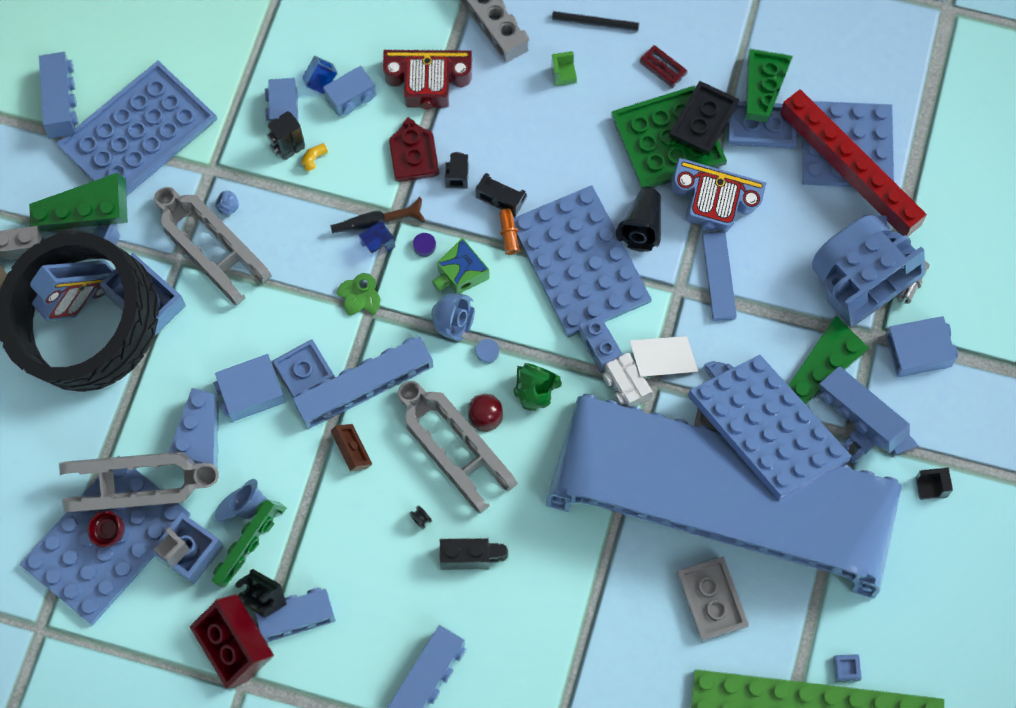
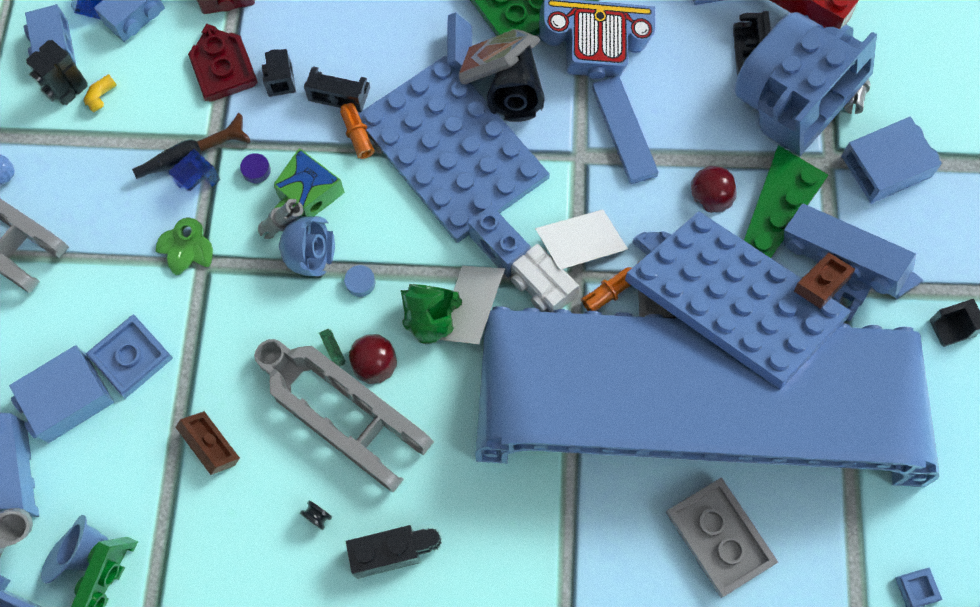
camera: 10 degrees left, 0 degrees up
(363, 382) = (206, 355): medium blue brick -> none
(437, 290) = (280, 218): none -> light grey pin
(457, 397) = (332, 347): none -> clear green tile
(575, 378) = (477, 290): none -> white sticker
(605, 178) = (458, 40): none -> medium blue tile
(630, 195) = (495, 55): none -> tile
(672, 401) = (606, 291): none -> orange axle
(776, 339) = (714, 188): none -> dark red hair
(836, 428) = (824, 280): none -> copper plate
(837, 219) = (749, 35): none -> black hinge

